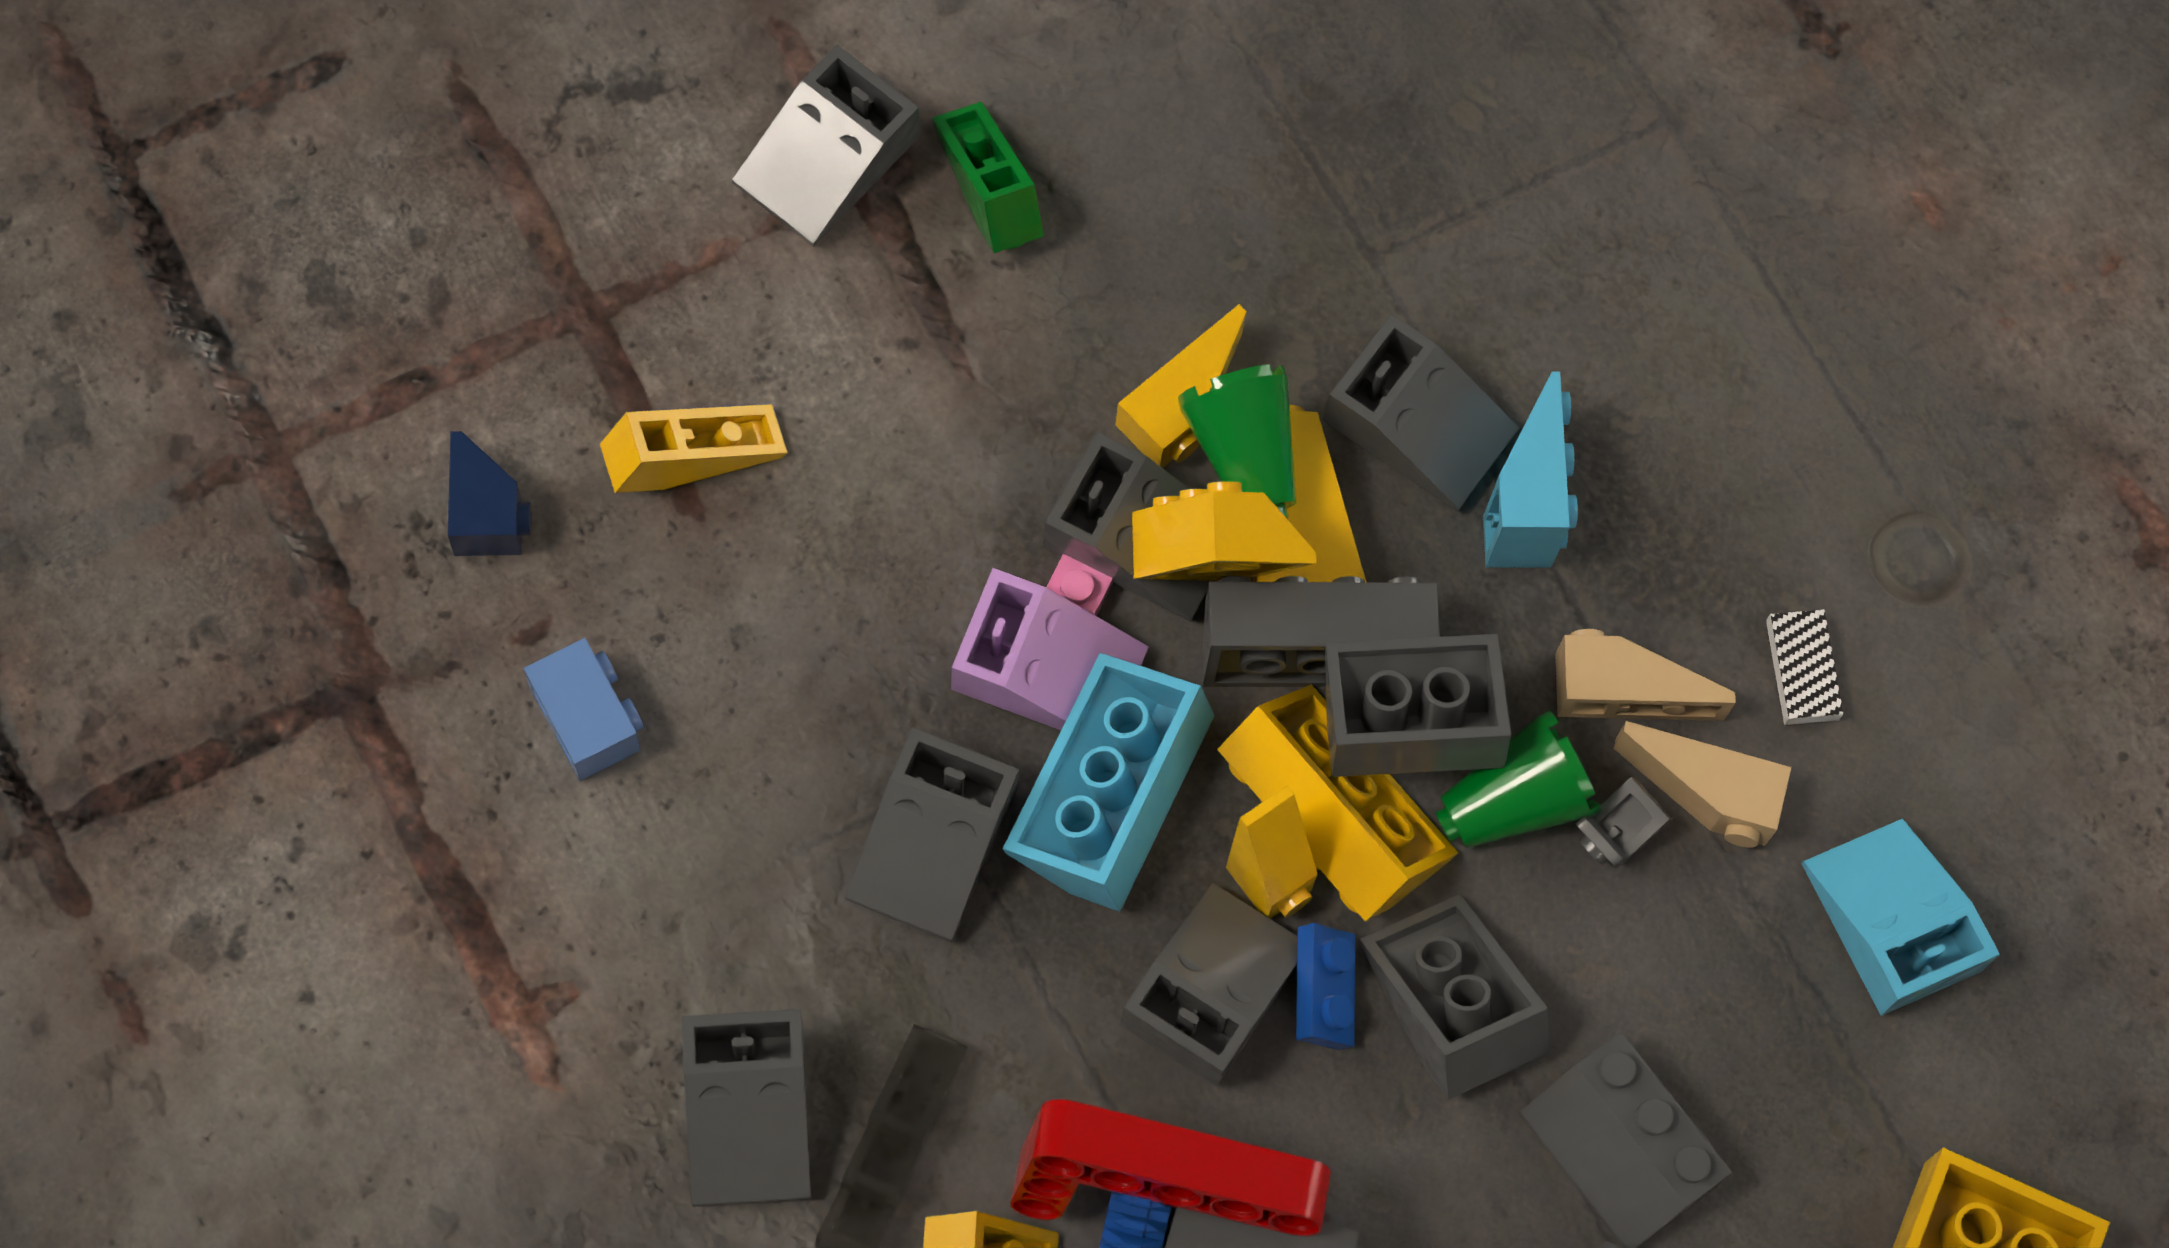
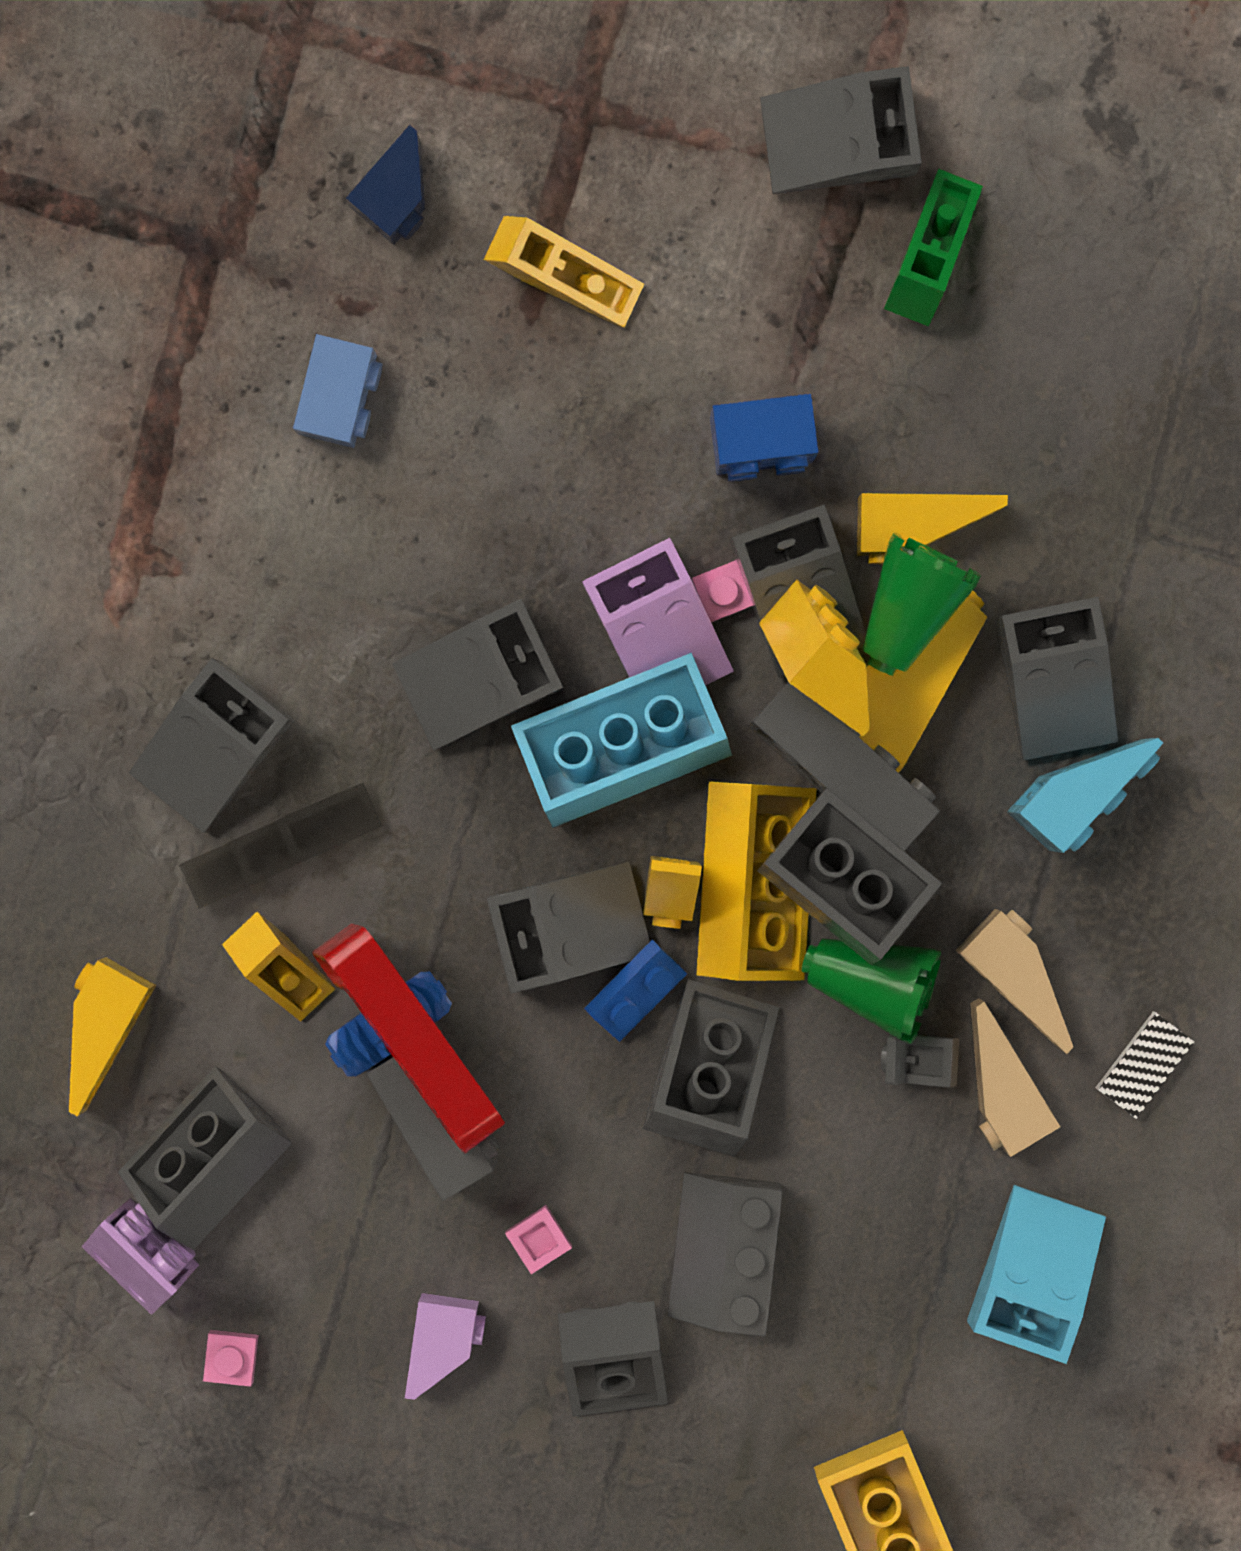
camera: 50 degrees right, 20 degrees up
(991, 427) = (764, 436): none -> blue brick

